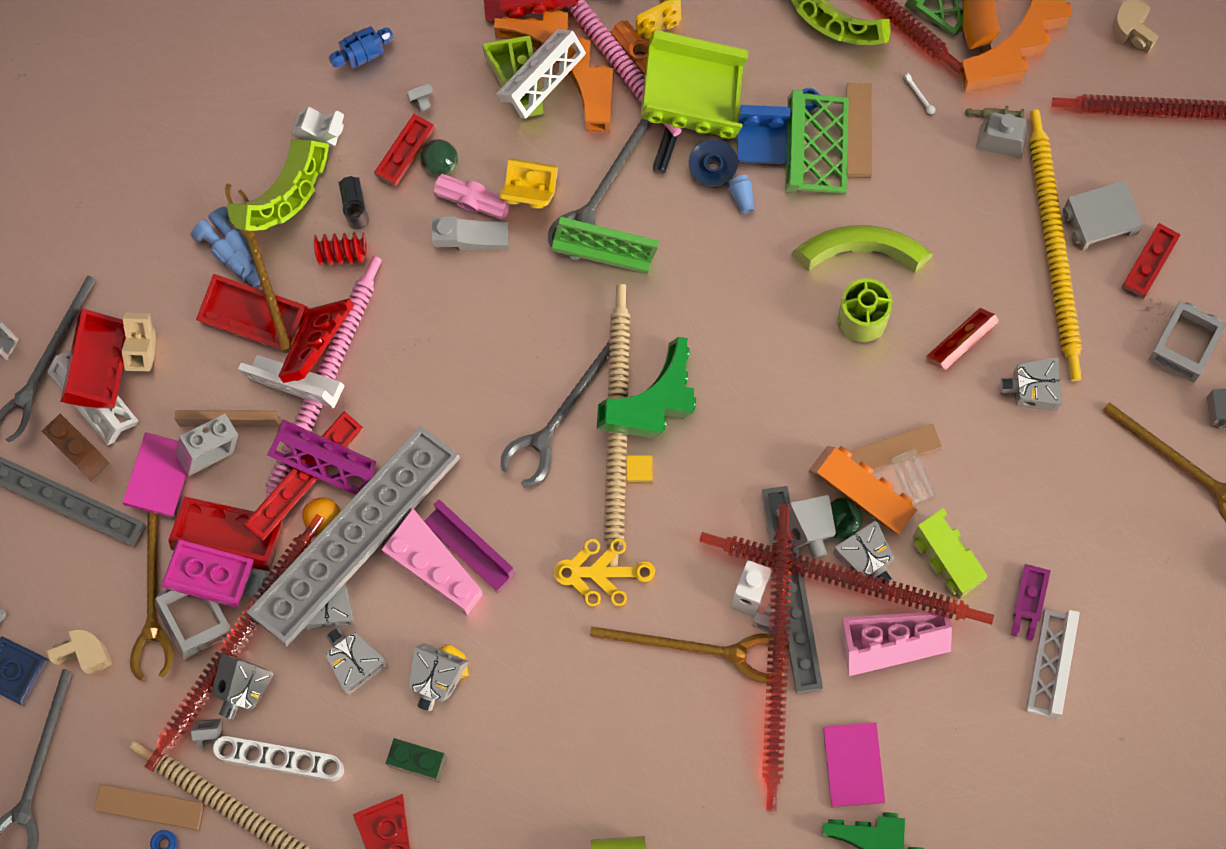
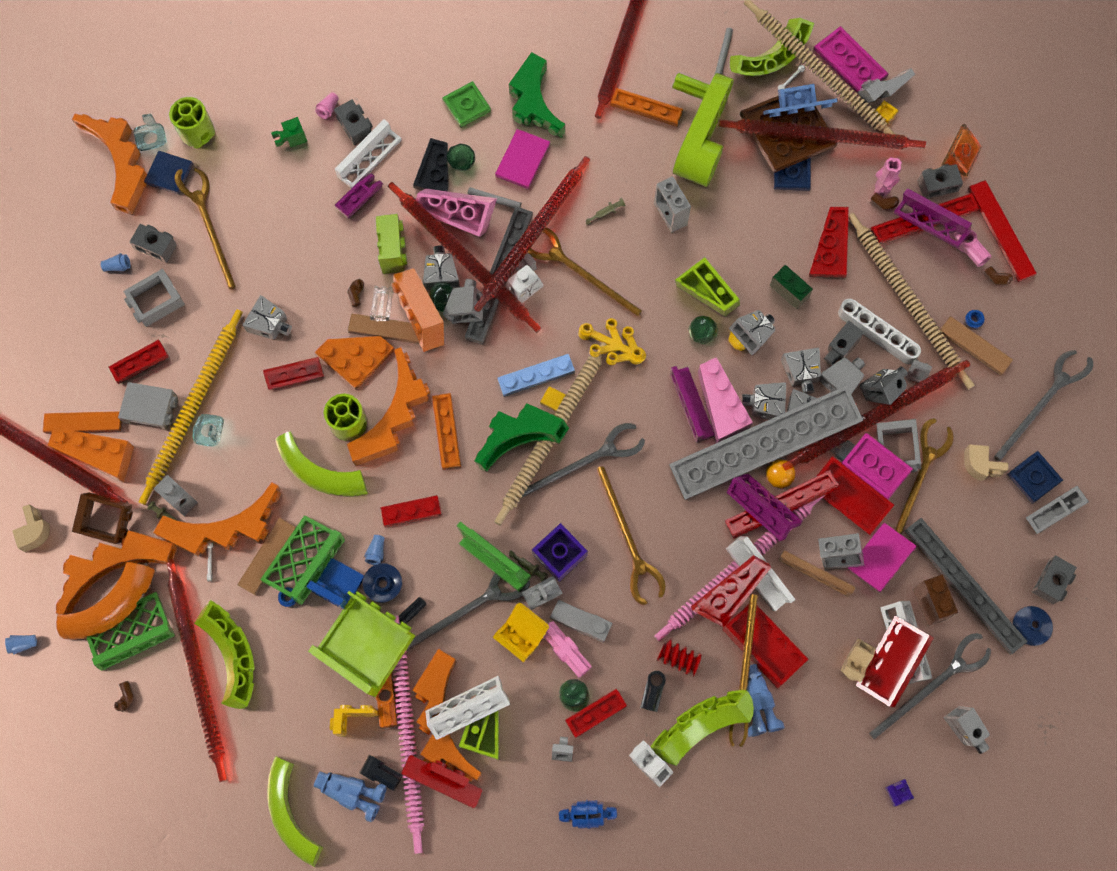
camera: 155 degrees left, 0 degrees up
(37, 235) = (899, 792): none -> dark purple tile
(297, 673) = (843, 374): none -> light grey torso
(315, 715) = (848, 338): none -> dark grey torso
(378, 595) = (767, 400): none -> light grey torso
(436, 326) = (639, 565): none -> pearl gold piece
(501, 650) = (703, 329): none -> clear green hair
(518, 702) = (708, 287): none -> lime wedge
(529, 238) = (542, 593): none -> light grey hips
(532, 290) = (559, 552): none -> dark purple brick
(561, 264) = (534, 570): none -> olive piece
(626, 791) = (672, 200): none -> light grey window
(675, 488) = (536, 375): none -> light blue plate
(706, 746) = (611, 208): none -> olive piece
(729, 257) = (410, 511): none -> red plate
(743, 367) = (446, 431): none -> orange tile
(806, 353) = (382, 437): none -> orange arch
(858, 690) = (501, 200): none -> light grey bar
(904, 397) = (355, 357): none -> orange plate
(931, 717) = (461, 157): none -> clear green hair
(948, 103) = (223, 533): none -> orange arch
(956, 476) = (354, 291): none -> reddish brown arm
(957, 687) = (433, 168): none -> black wing
(973, 806) = (466, 104): none -> bright green tile
(1017, 213) = (214, 434): none -> clear light blue piece
(1058, 55) = (84, 512): none -> reddish brown window
(1116, 697) = (349, 112): none -> dark grey brick
(1125, 135) = (98, 452): none -> orange wedge
(1150, 703) = (326, 107): none -> bright pink cone
(1166, 163) = (83, 421): none -> orange tile
(1168, 637) = (291, 132): none -> green brick

